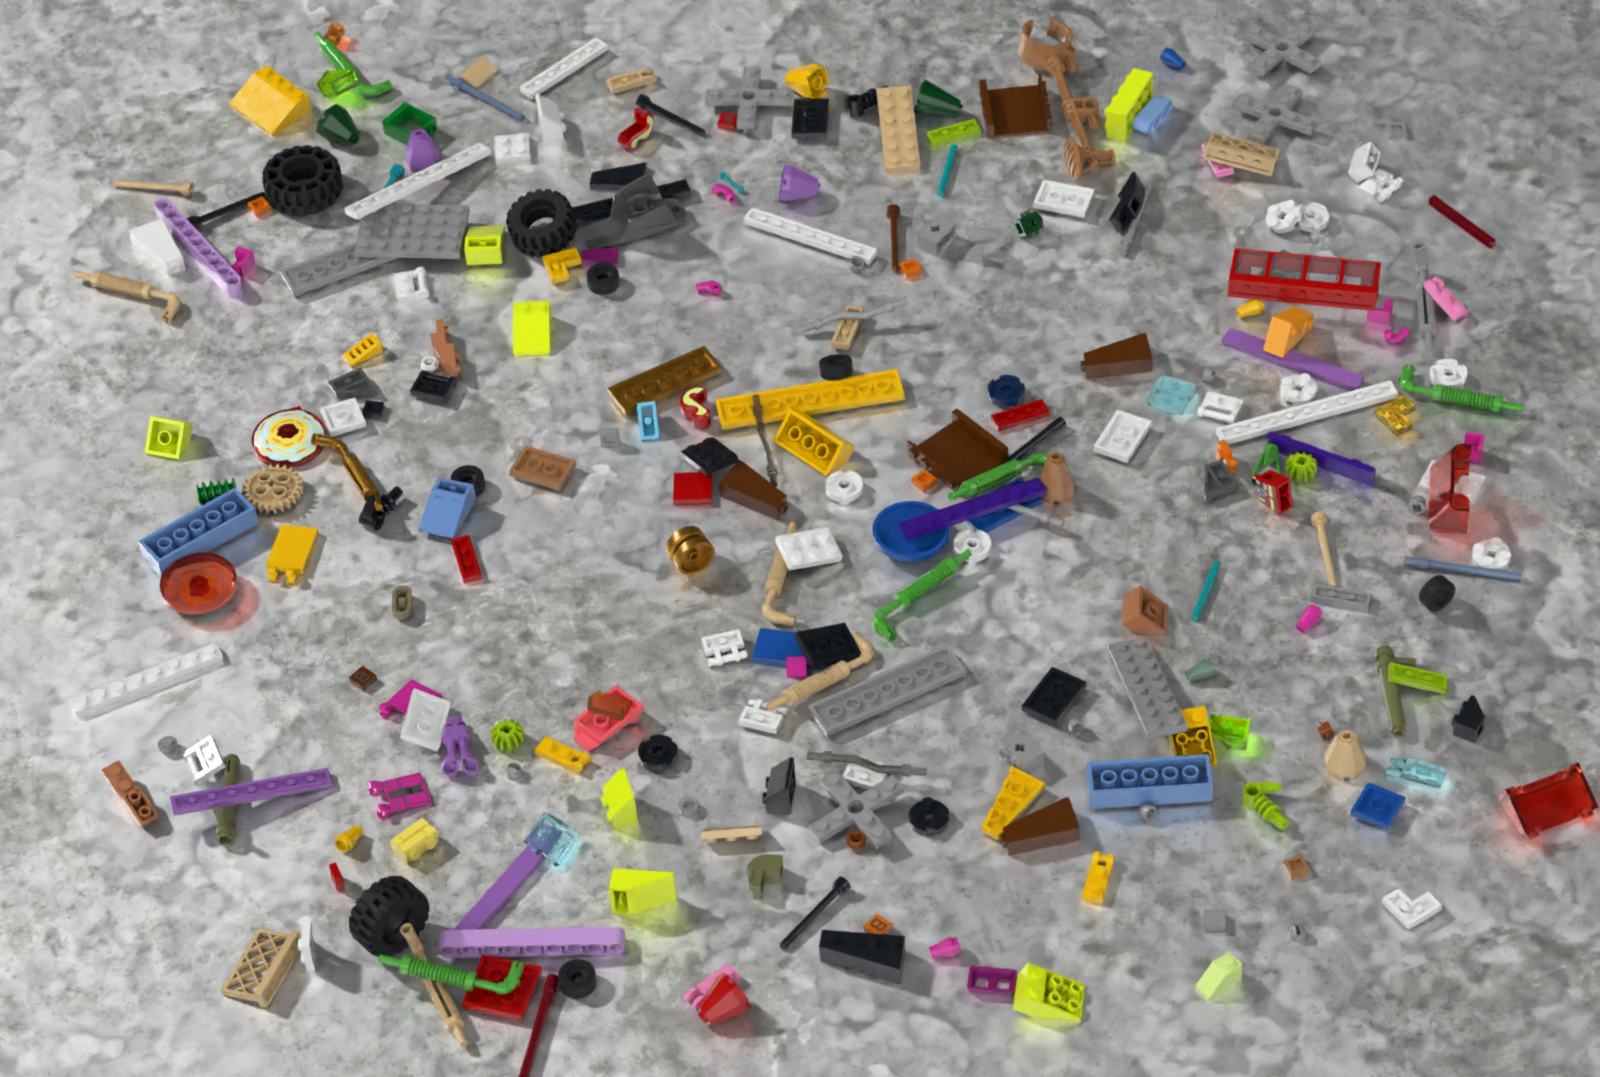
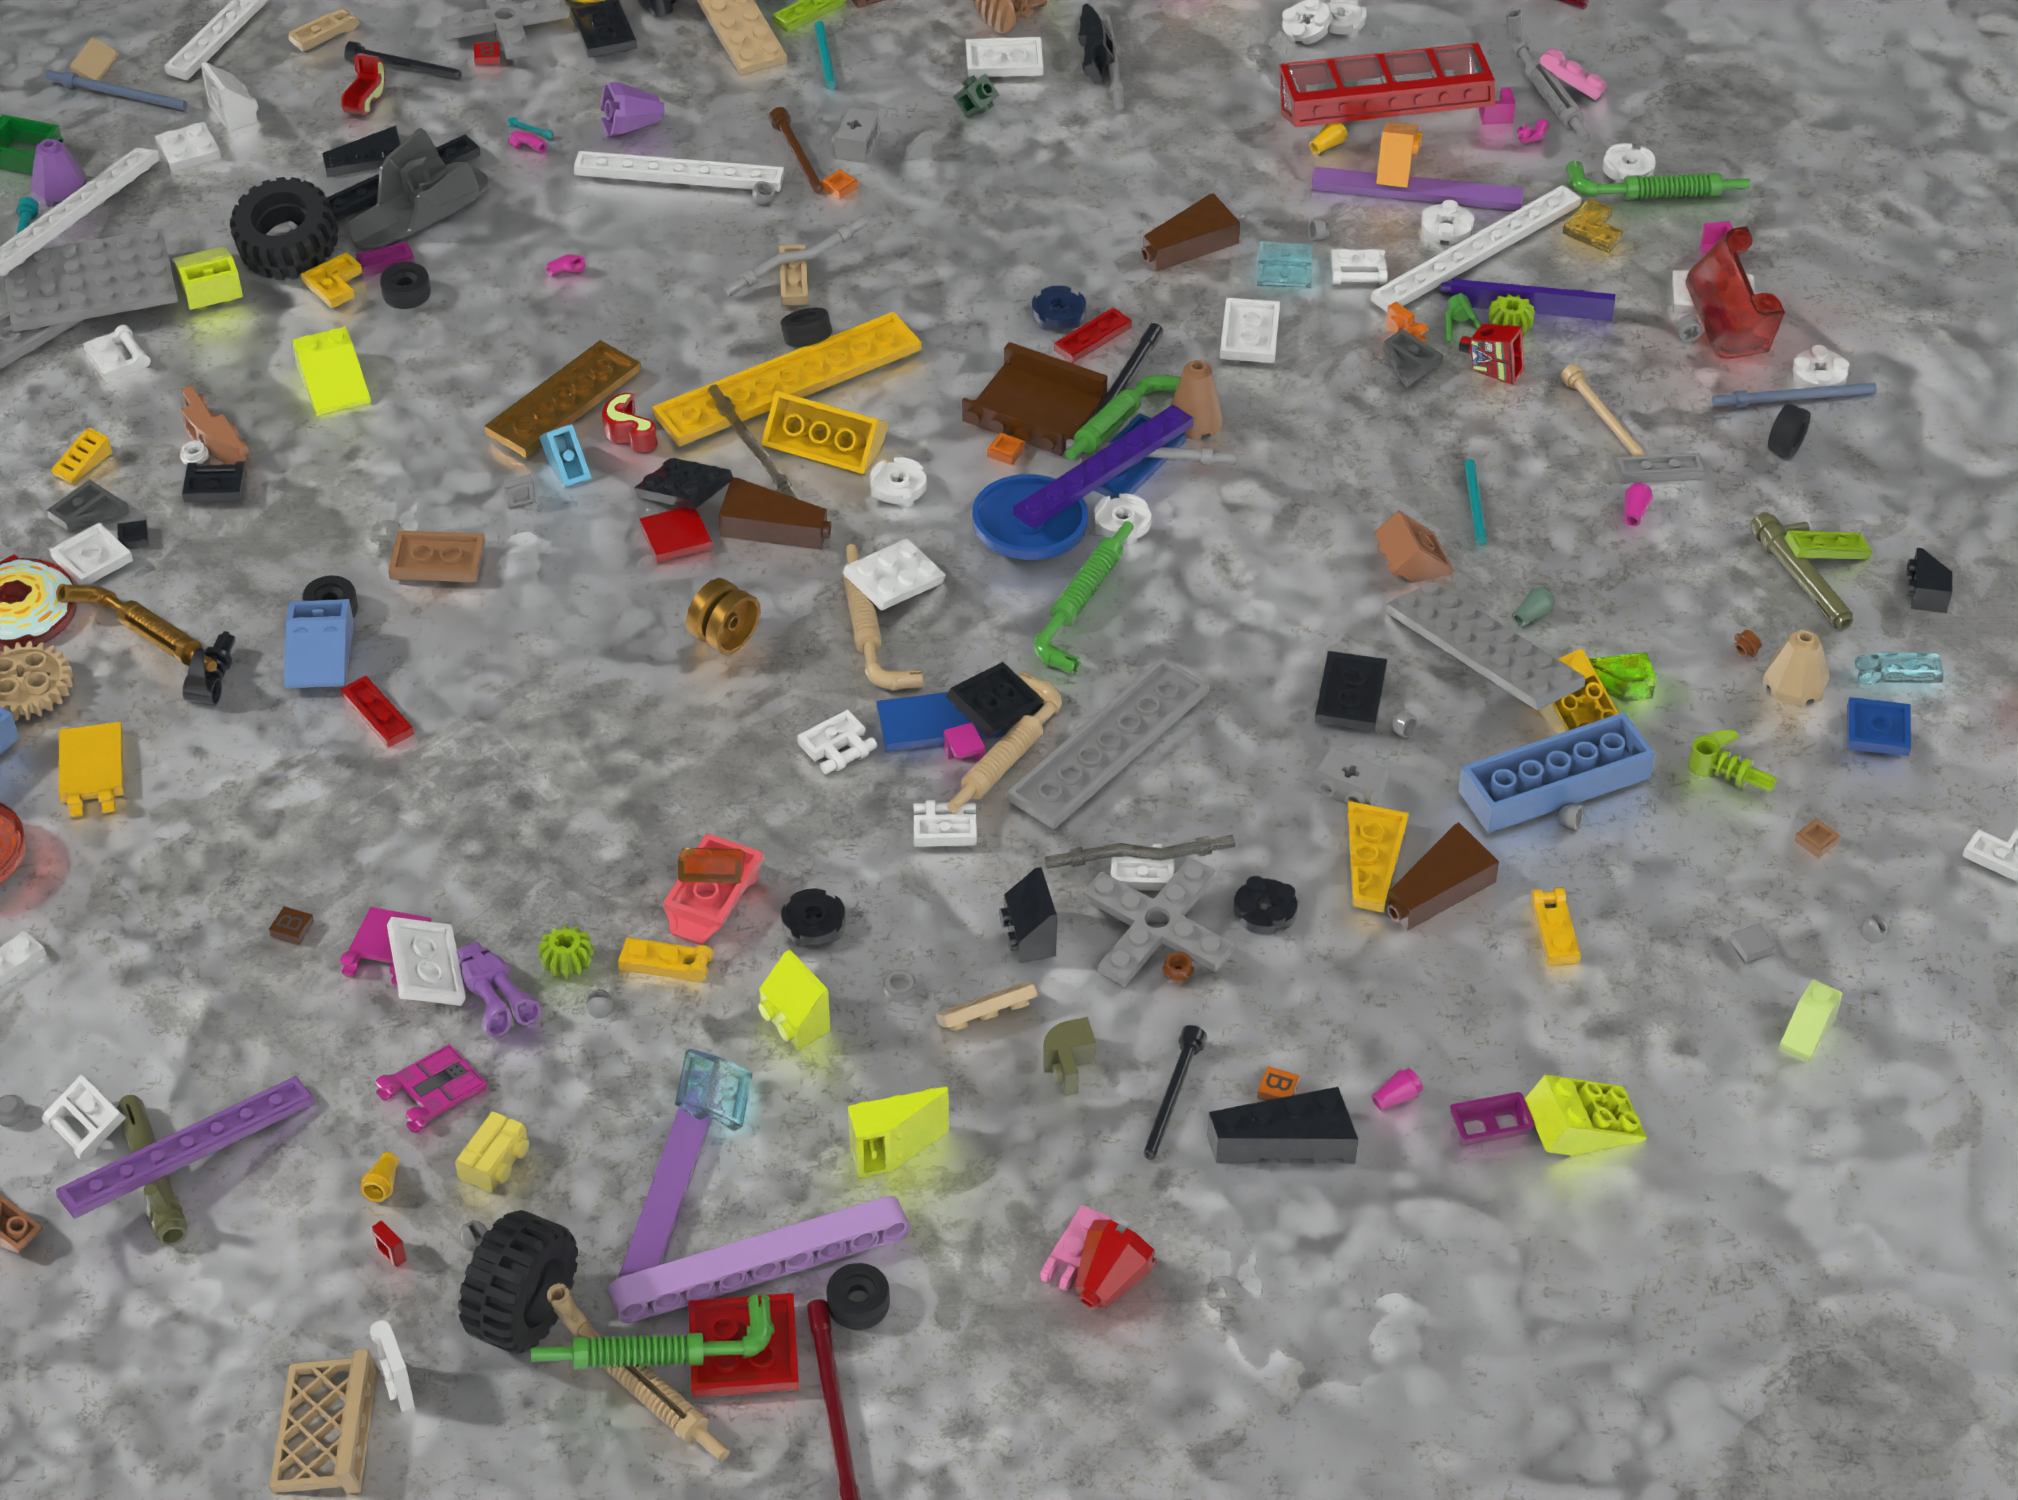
camera: 25 degrees left, 0 degrees up
(402, 602) = (305, 797): dark tan plate -> none

